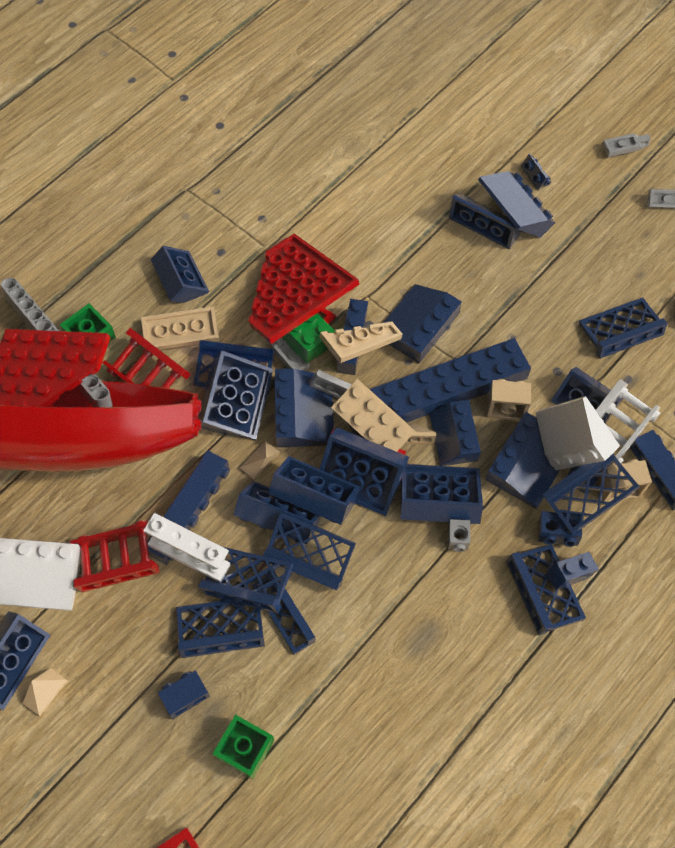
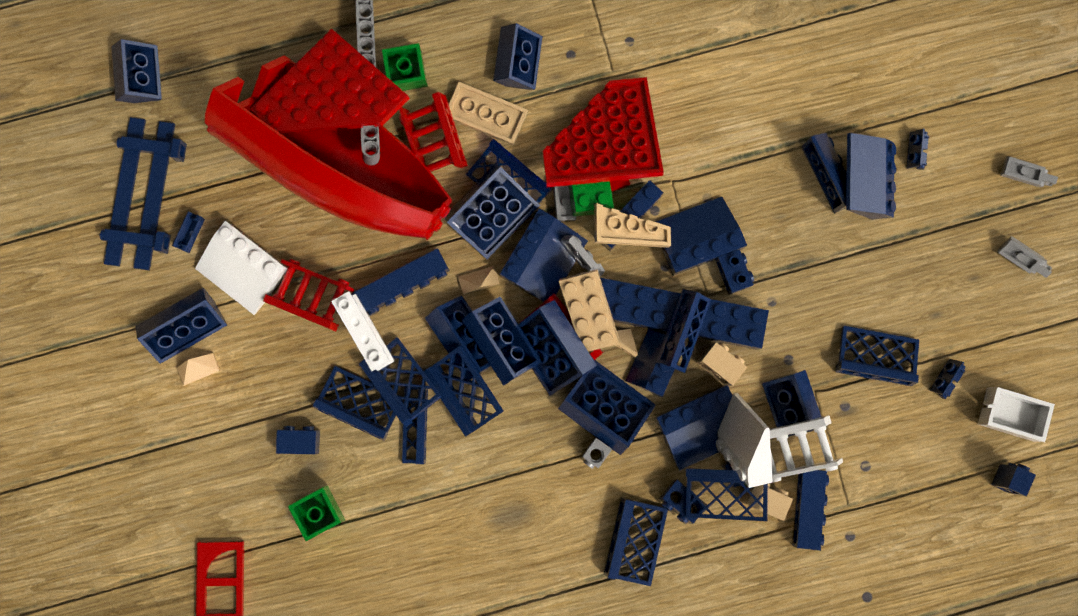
camera: 35 degrees right, 20 degrees up
(457, 387) = (681, 328): none -> dark blue fence
(466, 330) = (734, 271): none -> dark blue brick
(572, 570) = (665, 544): brick -> none

